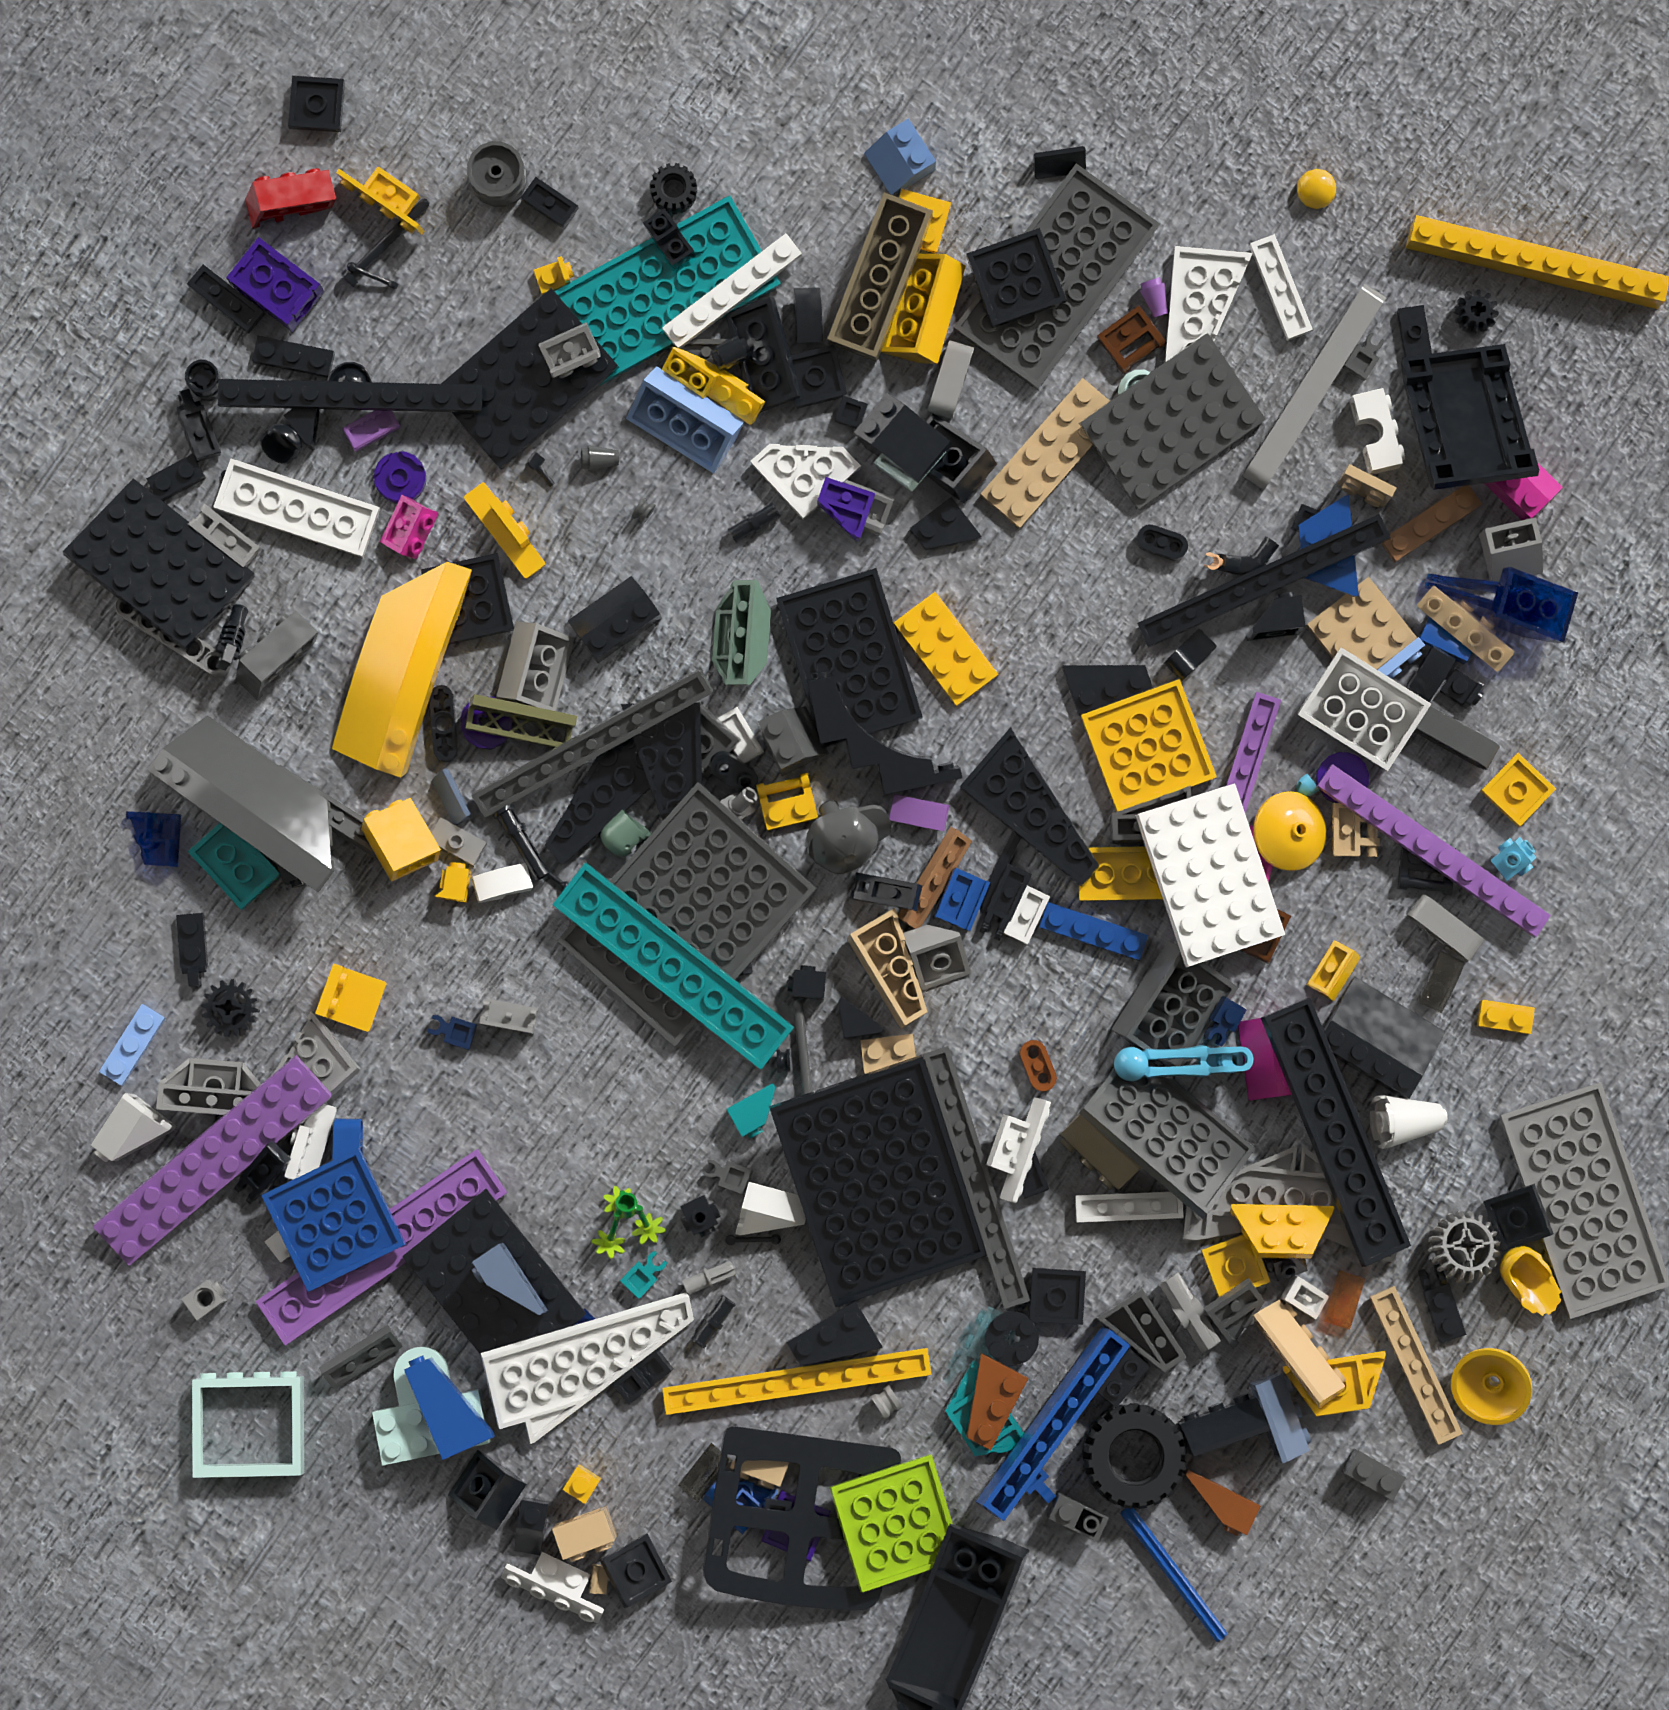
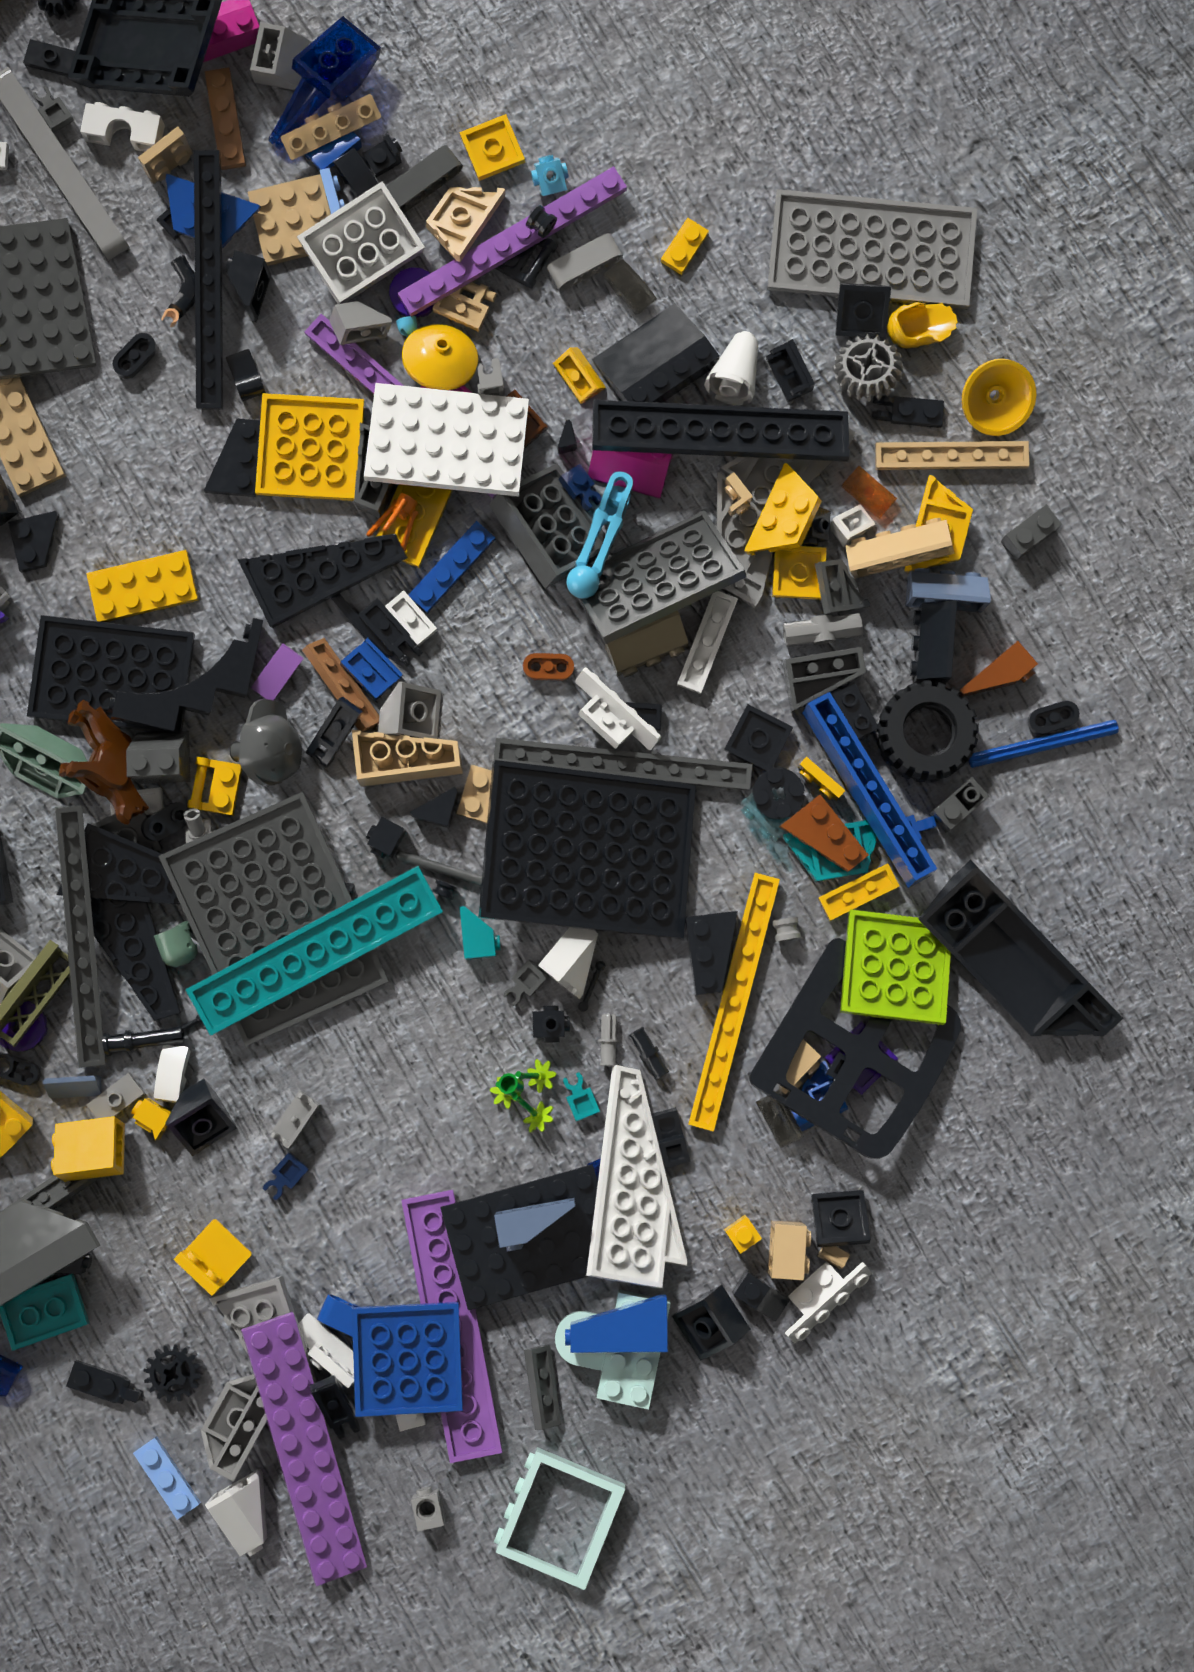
camera: 65 degrees left, 0 degrees up
(472, 927) = (199, 1118): none -> black slope
(763, 696) = (107, 765): none -> reddish brown animal
(952, 1455) = (858, 892): none -> yellow plate
(1040, 1383) = (812, 772): none -> yellow plate
(1128, 861) = (401, 508): none -> orange plant
(1202, 1572) = (1052, 717): none -> black plate
(1265, 988) = (567, 440): none -> black slope
(1282, 891) = (492, 383): none -> light grey hinge
(1285, 1171) = (738, 491): none -> tan bracket
(1287, 739) = (358, 323): none -> light grey slope
(1428, 1172) = (790, 370): none -> black hinge
(1435, 792) = (462, 217): none -> tan wing
(1461, 871) = (541, 221): none -> black wheel

